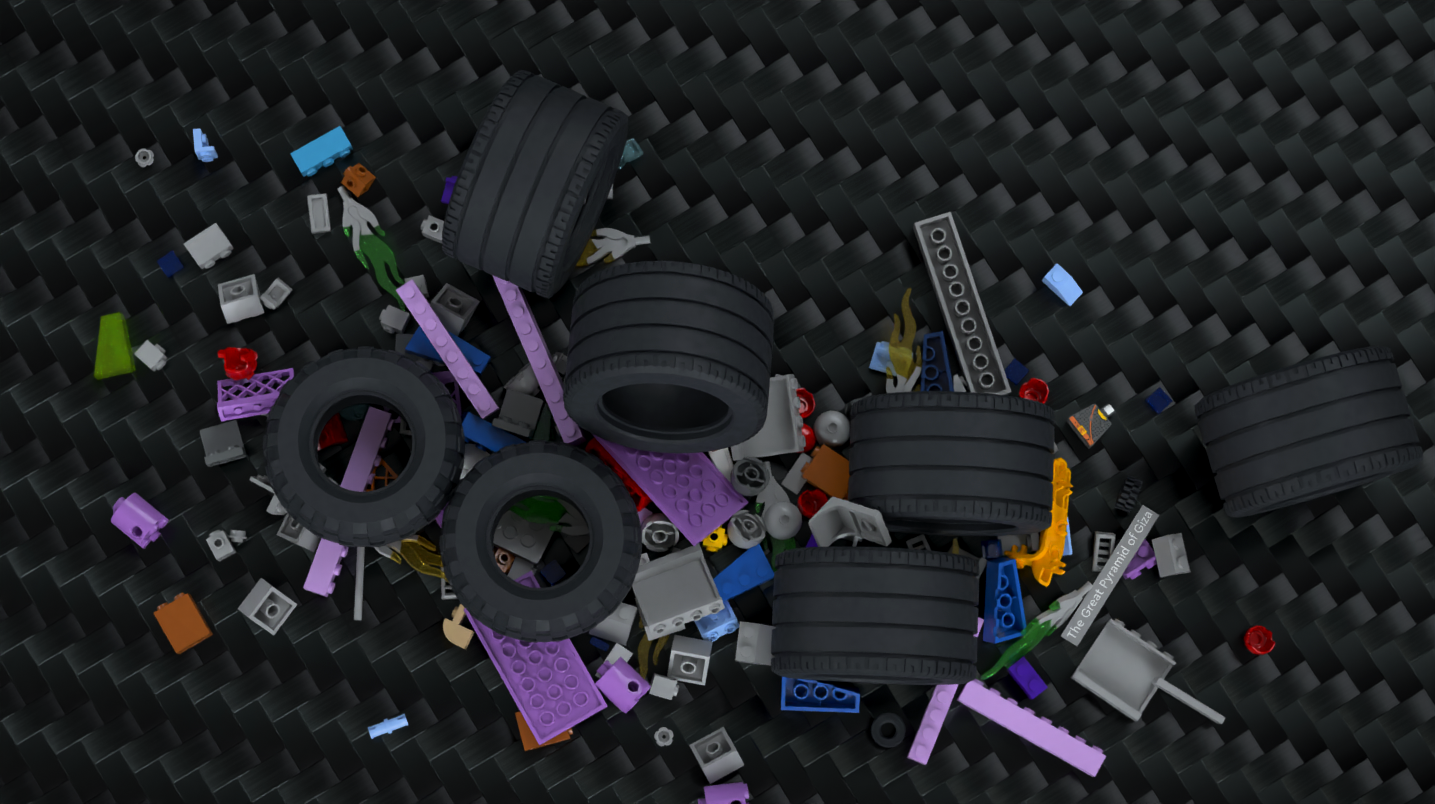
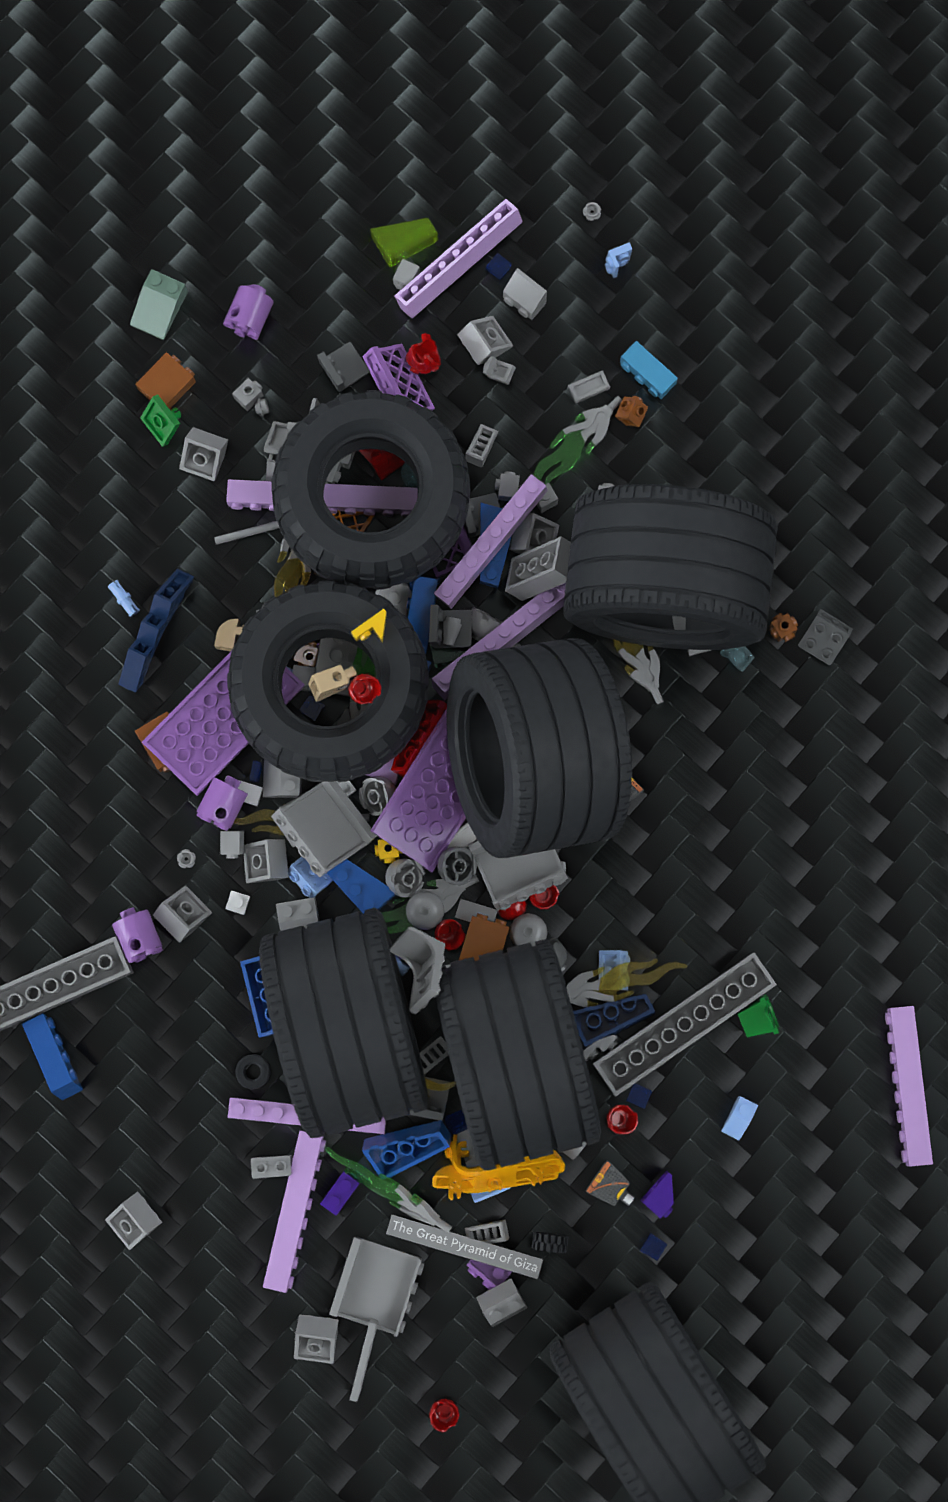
camera: 80 degrees right, 0 degrees up
(100, 608) = (158, 304): none -> sand green slope
(151, 299) = (458, 258): none -> lavender brick
(220, 638) = (161, 420): none -> green tile
(275, 528) = (276, 437): none -> light grey tile
(353, 341) = (476, 456): none -> light grey slope
(430, 703) = (152, 628): none -> dark blue arch
(489, 310) = (539, 569): none -> light grey brick
(508, 472) = (375, 623): none -> yellow slope
(522, 413) = (451, 628): none -> light grey cone
(550, 536) = (323, 685): none -> tan torso
(566, 502) = (364, 688): none -> red hair
(613, 93) = (780, 633): none -> dark orange brick
(634, 65) = (825, 637): none -> dark grey bracket
(721, 698) = (237, 902): none -> white plate
(976, 238) = (759, 1018): none -> green container
(983, 736) = (271, 1166): none -> light grey bracket
(1077, 120) = (910, 1086): none -> lavender brick
(1114, 378) = (660, 1196): none -> dark purple slope
(1156, 740) = (315, 1339): none -> light grey slope

